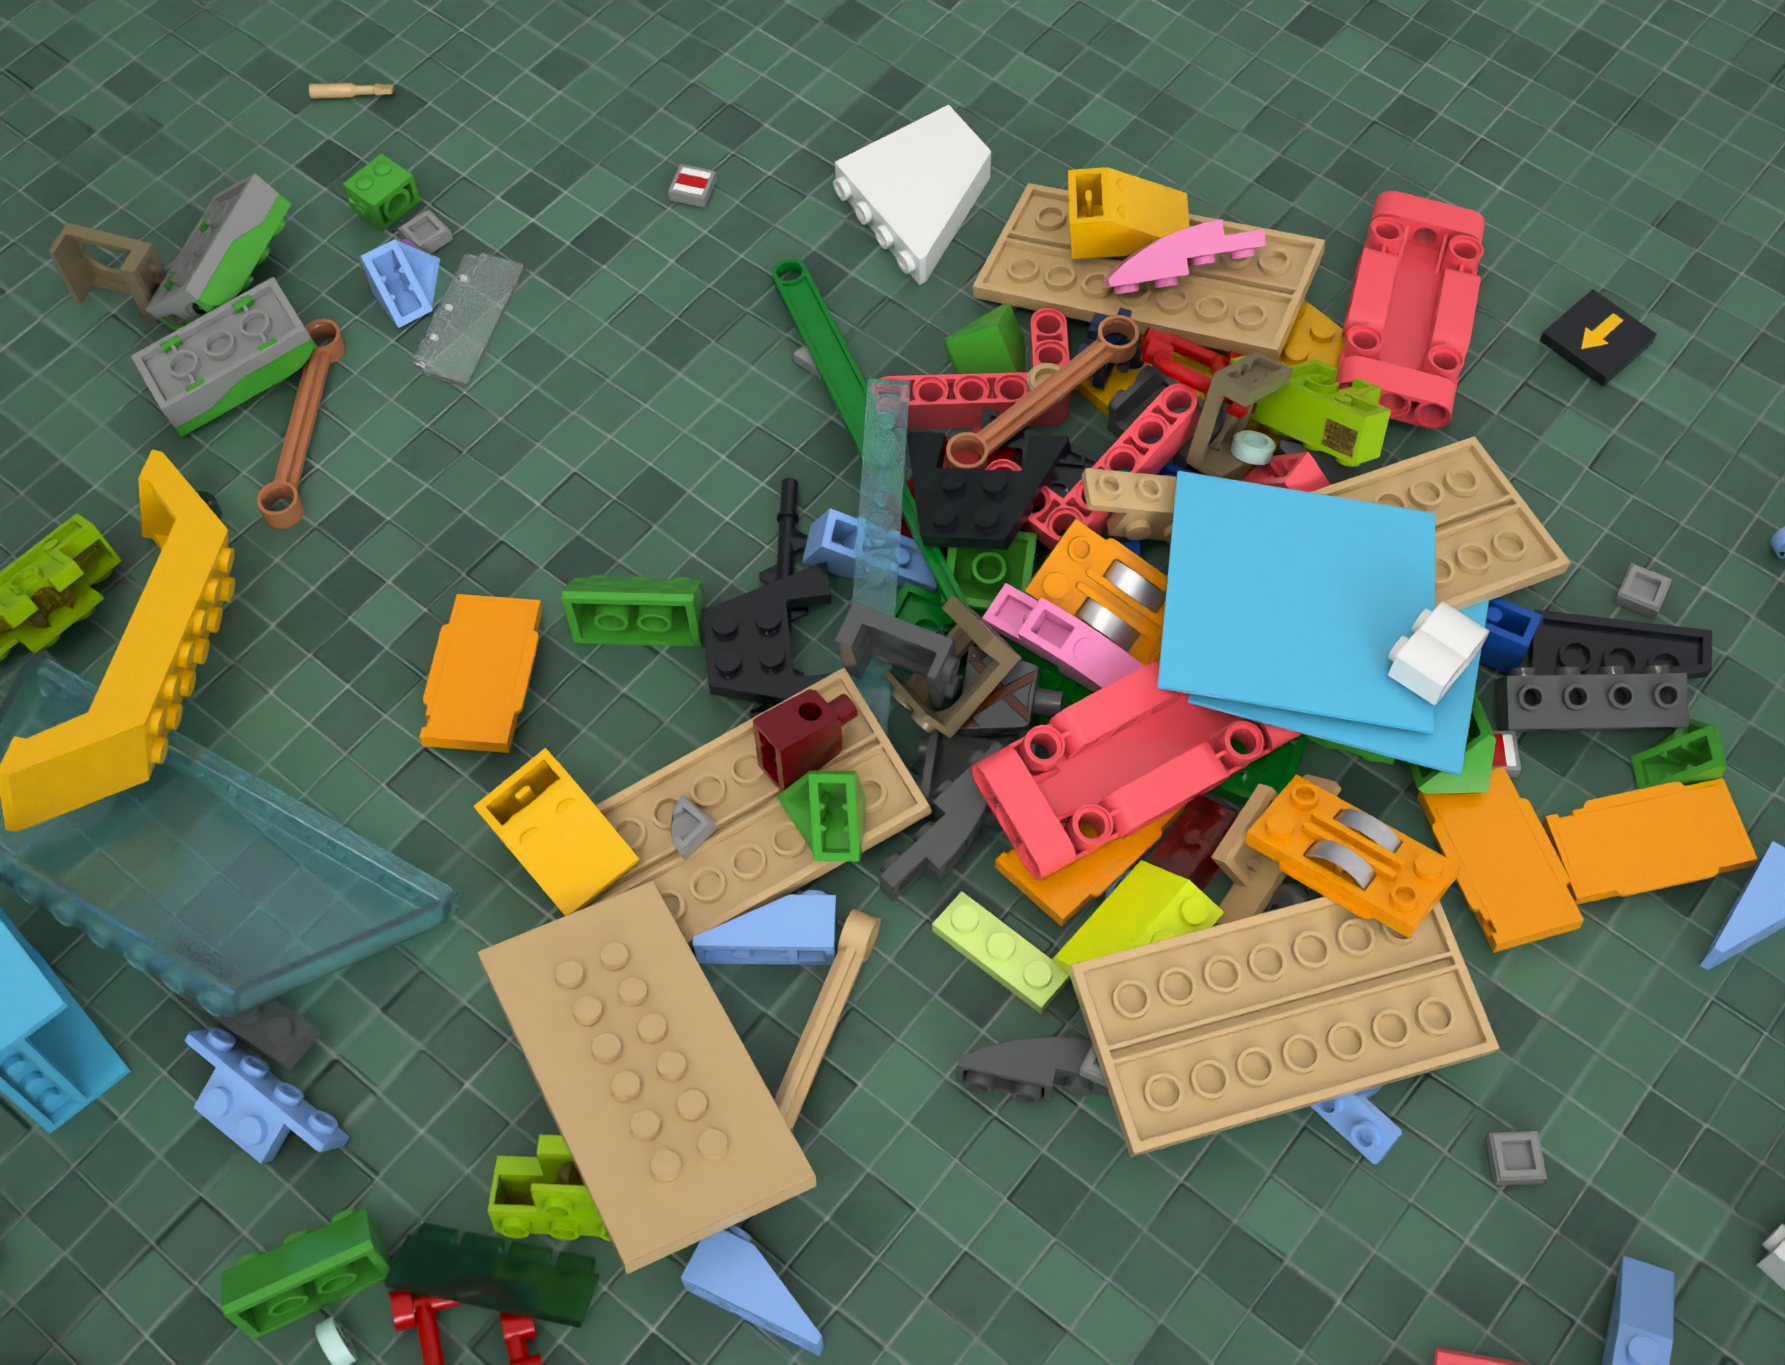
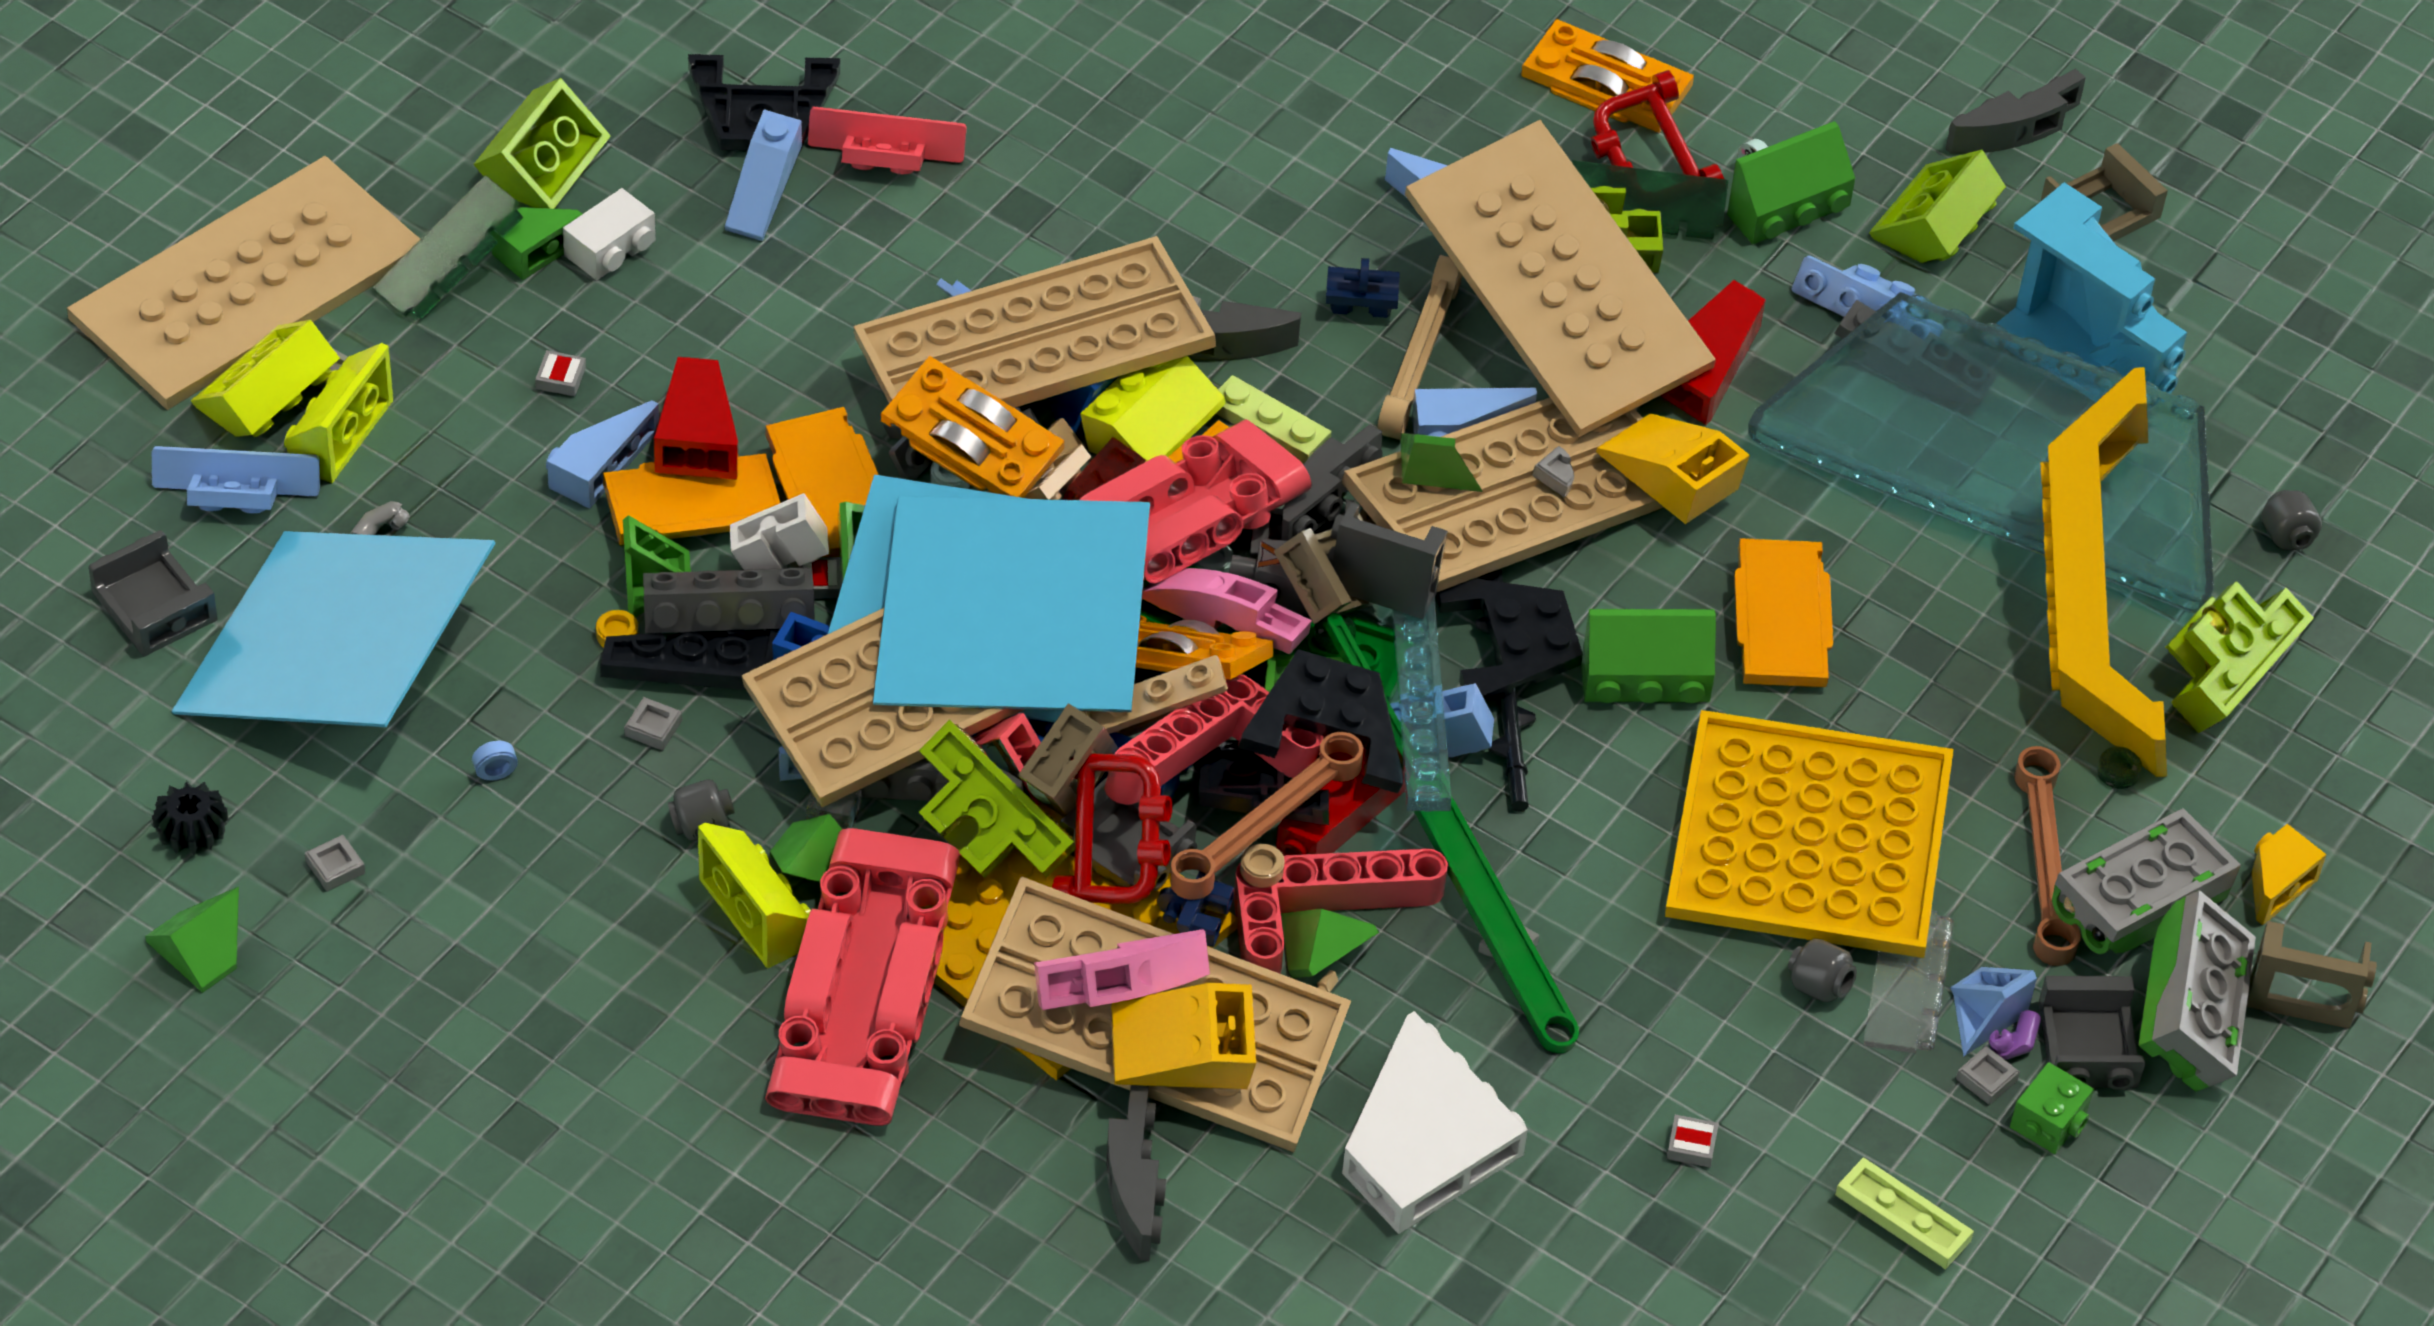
camera: 170 degrees right, 10 degrees down
(92, 388) = (2283, 870): none -> yellow slope
(128, 1251) = (1940, 207): none -> lime slope
(325, 253) = (2091, 1029): none -> dark grey panel
(347, 90) = (2143, 1262): tan piece -> none
(456, 1041) = (1728, 330): none -> red slope
(518, 440) = (1810, 833): none -> yellow plate
(532, 120) = (1904, 1213): none -> yellowish green plate
(545, 306) = (1822, 970): none -> dark grey head
(800, 735) = (1469, 495): dark red torso -> none
(876, 1120) = (1362, 288): none -> dark blue hips
(1166, 144) = (1134, 1175): none -> dark grey slope
(1436, 652) = (892, 541): white brick -> none
(1477, 418) = (807, 847): none -> bright green slope
(1516, 1158) = (839, 293): light grey tile -> none
(1524, 384) = (751, 893): none -> neon yellow slope
(1545, 759) = (780, 536): none -> white brick
(1582, 482) = (699, 805): none -> dark grey head
(1598, 337) = (653, 981): black tile -> none
(1665, 923) = (696, 424): none -> red slope
(1704, 697) = (615, 624): none -> yellow tile

